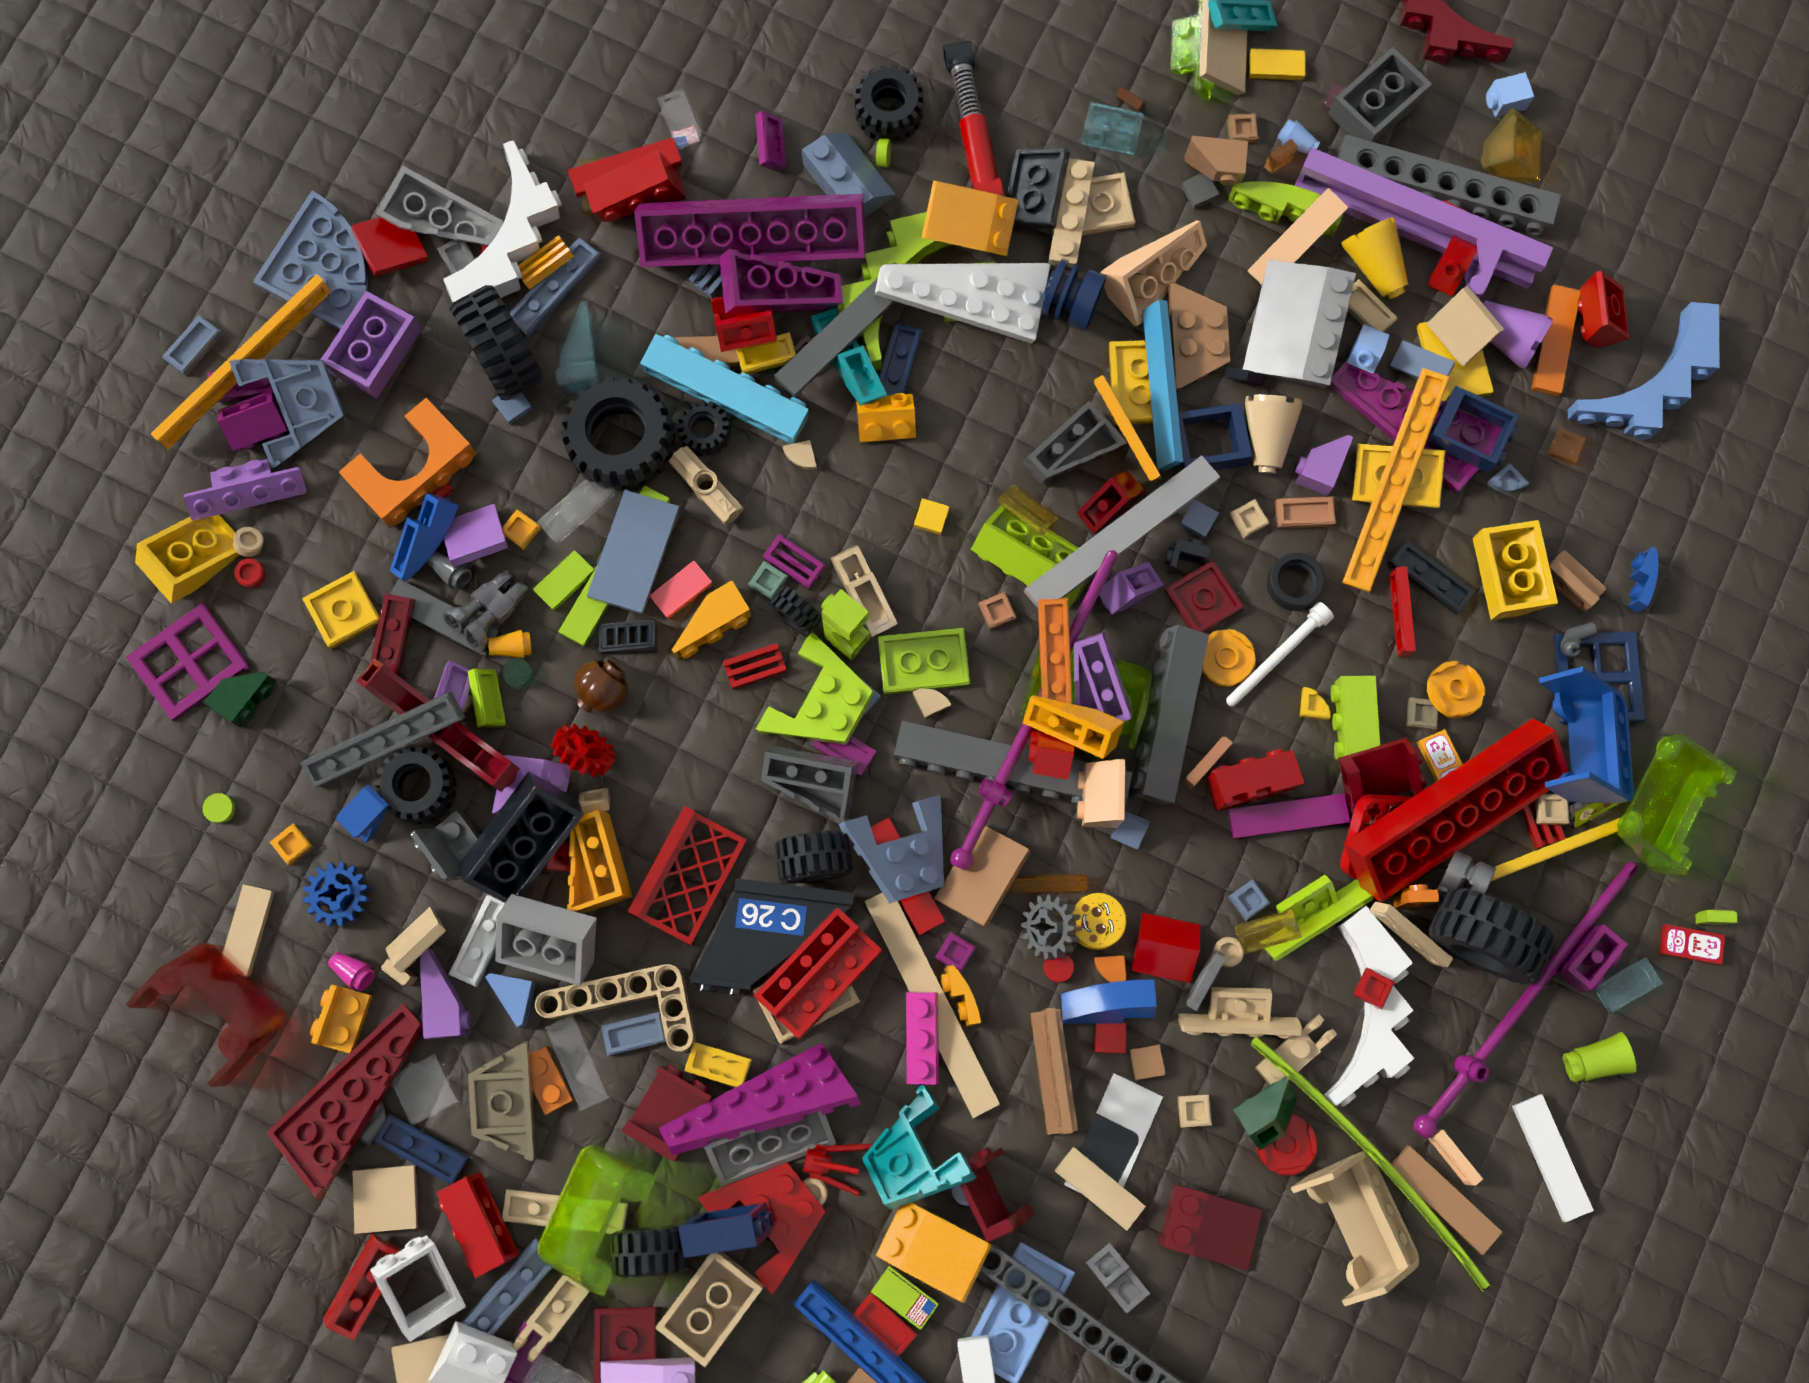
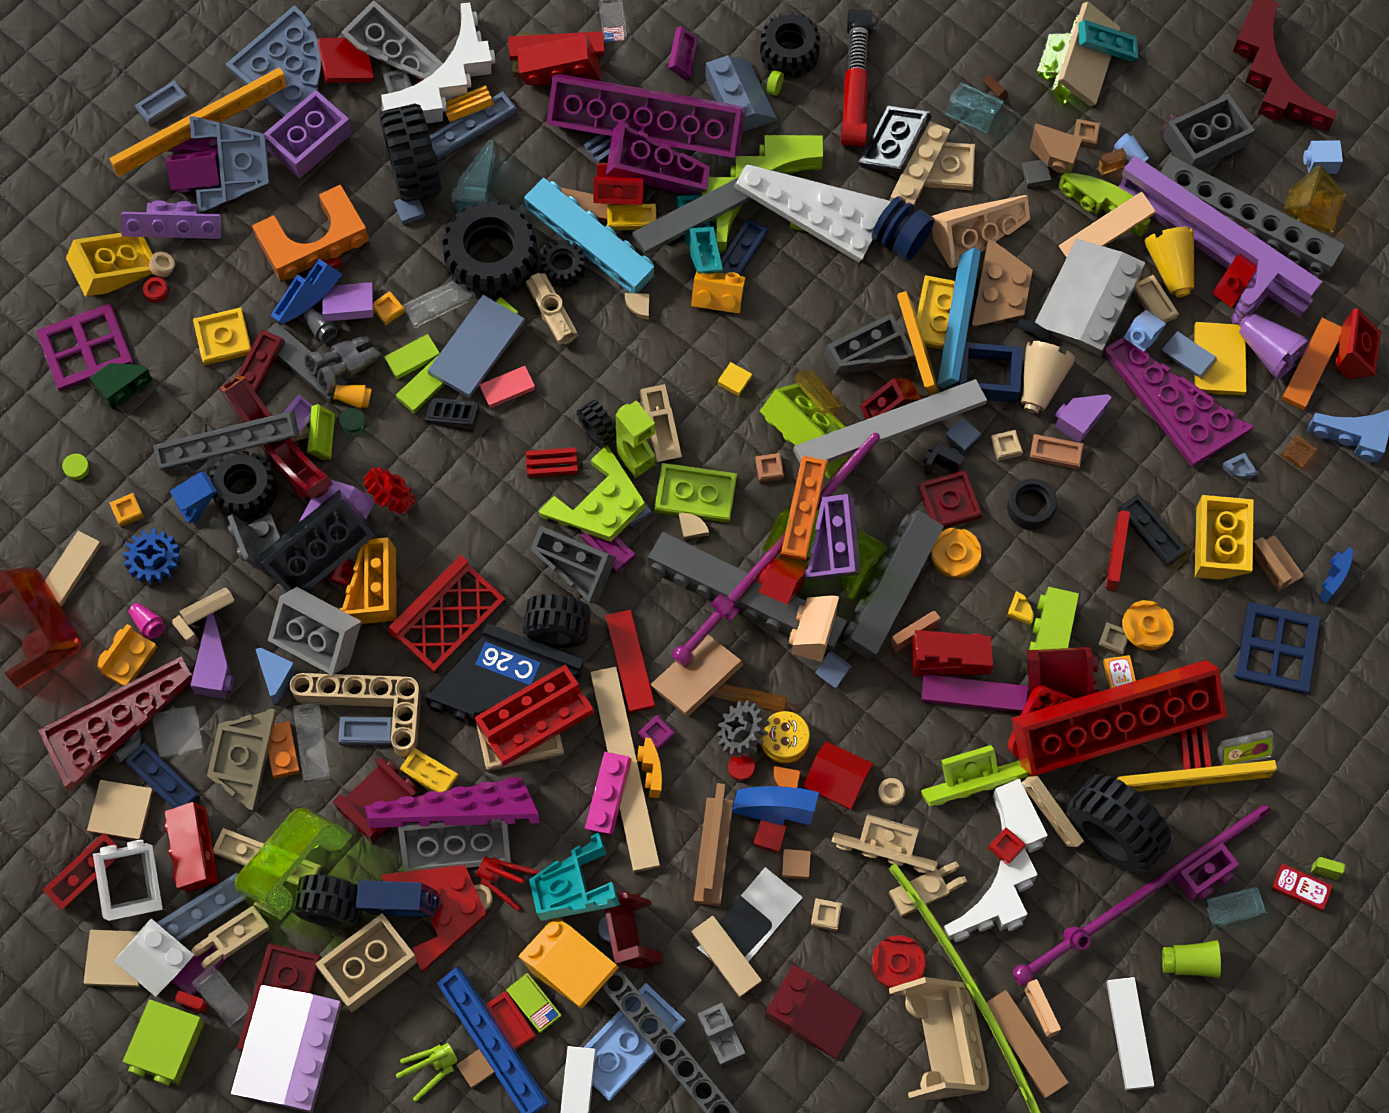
camera: 15 degrees right, 10 degrees down
(478, 945) = (256, 628): white tile -> none
(594, 800) = (393, 534): tan tile -> none
(600, 686) = (418, 444): reddish brown plant -> none
(715, 615) = (531, 412): light orange slope -> none
(767, 580) = (581, 395): sand green tile -> none
(814, 575) = (603, 396): magenta tile -> none
(905, 864) = (633, 647): sand blue wing -> none
(969, 218) = (830, 147): light orange slope -> none
(1074, 724) = (805, 562): light orange slope -> none
(1130, 587) = (887, 474): medium lavender slope -> none
(1205, 979) = (864, 805): flat silver tile -> none
(1249, 900) = (921, 753): sand blue tile -> none
(1268, 931) = (929, 780): clear yellow tile -> none
(1268, 1113) = (888, 927): dark green slope -> none
(1276, 64) = (1129, 88): yellow tile -> none
(1318, 616) = (1044, 537): white piece -> none
(1396, 480) = (1139, 441): light orange tile -> none
(1415, 897) = (1064, 782): orange plate -> none
(1425, 484) = (1144, 439): yellow tile -> none
(1465, 326) = (1231, 329): tan tile -> none
(1467, 875) = (1109, 764): flat silver wheel -> none
(1479, 407) = (1227, 398): dark blue window -> none
(1552, 810) = (1205, 742): tan tile -> none
(1573, 636) = (1263, 606): dark grey arm -> none
(1596, 738) = (1261, 688): blue windscreen -> none
(1669, 801) = (1307, 756): clear neon green windscreen -> none

